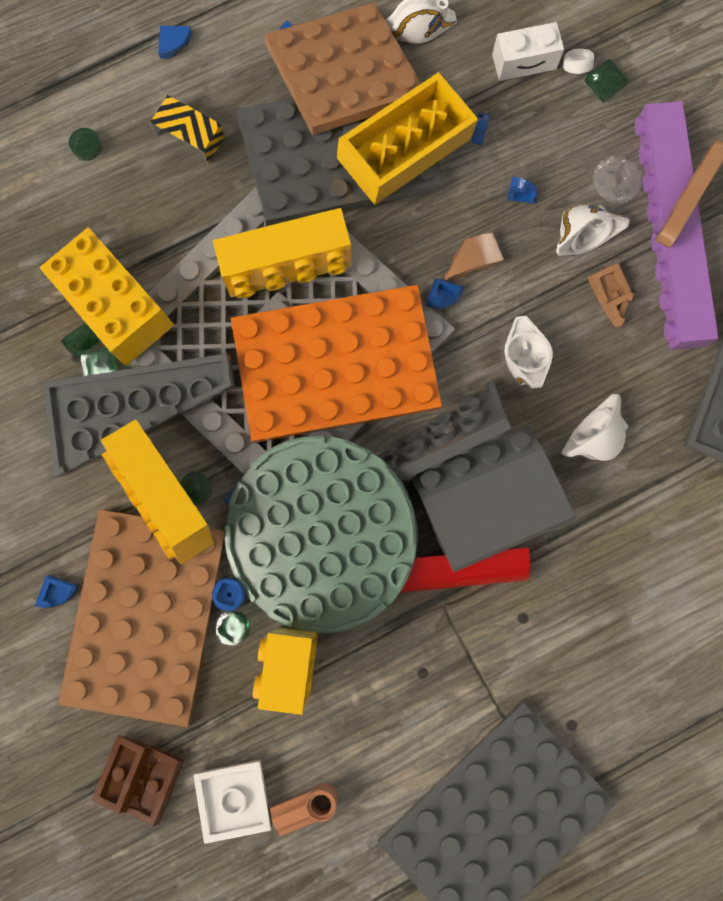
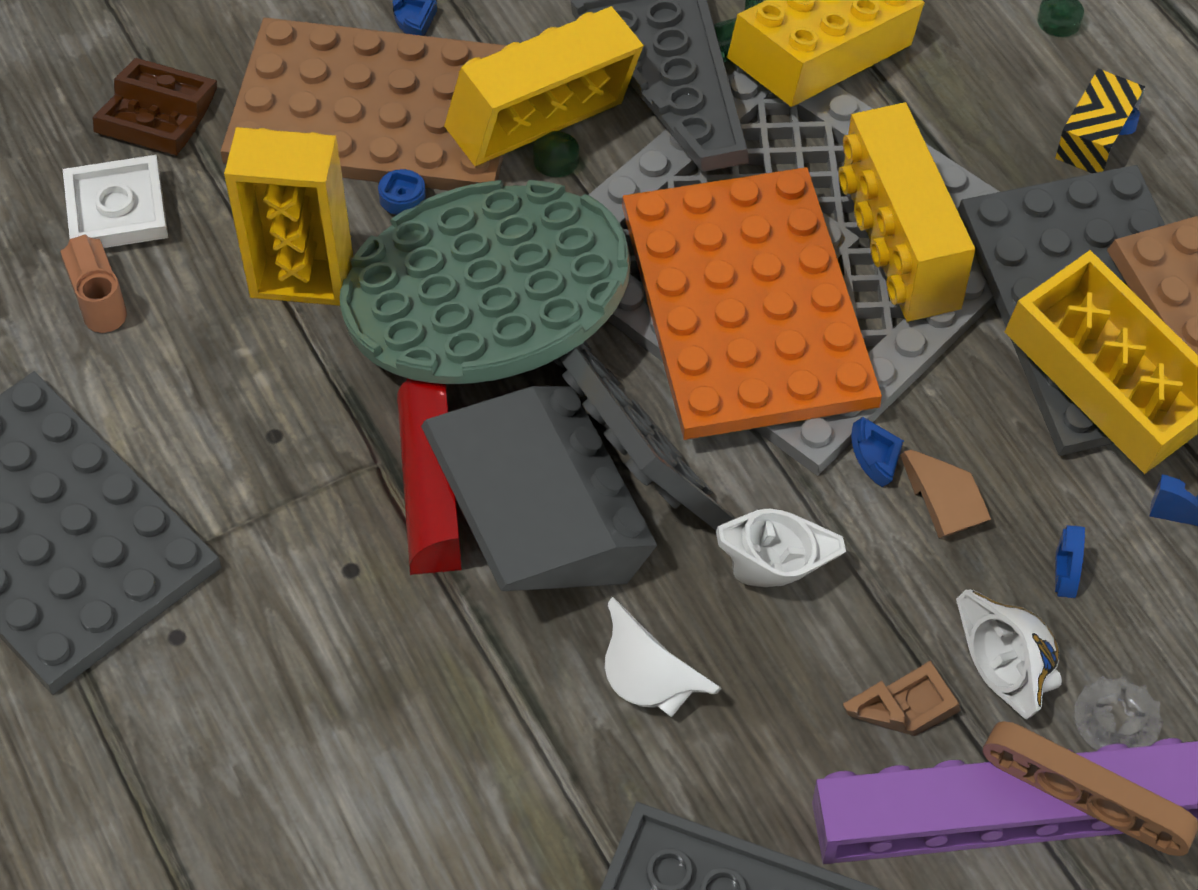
camera: 90 degrees right, 25 degrees down
(232, 628) = (360, 196): clear green tile -> none

